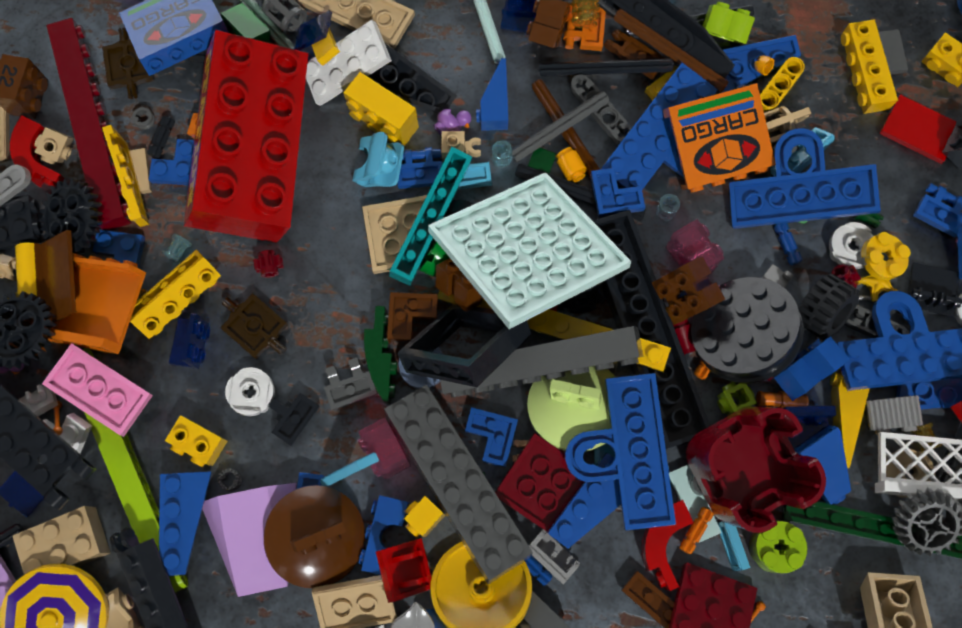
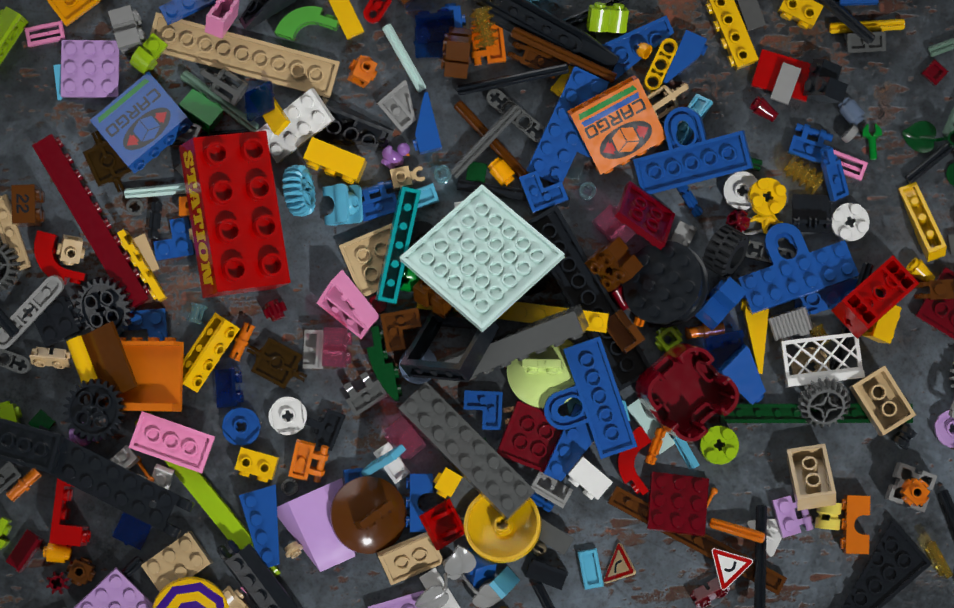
camera: 15 degrees left, 10 degrees up
(167, 105) = (158, 190): none -> light aqua axle
(203, 398) = (241, 437): none -> blue plate
(211, 560) = (293, 550): none -> tan plate
(220, 292) = (241, 341): none -> orange pin
(252, 447) = (302, 459): none -> orange plate
(303, 320) = (313, 349): none -> light grey hinge
(327, 320) = (335, 347): none -> clear pink brick
(330, 132) = (299, 190): none -> medium azure gear
(354, 273) = (348, 305): none -> bright pink wedge
(363, 481) = (397, 469): none -> white tile
(390, 284) = (379, 306): none -> dark red tile
(436, 24) = (362, 71): none -> orange brick
(469, 72) = (399, 107): none -> light grey wing
(605, 553) = (589, 478): none -> white brick
(687, 376) = (624, 332): none -> reddish brown panel
(735, 244) = (645, 215): none -> dark red plate
(812, 82) = (687, 53): none -> blue slope
(892, 159) = (763, 108): none -> dark red cone
(923, 135) = (785, 83): none -> light grey tile
(932, 240) = (803, 174): none -> clear yellow piece

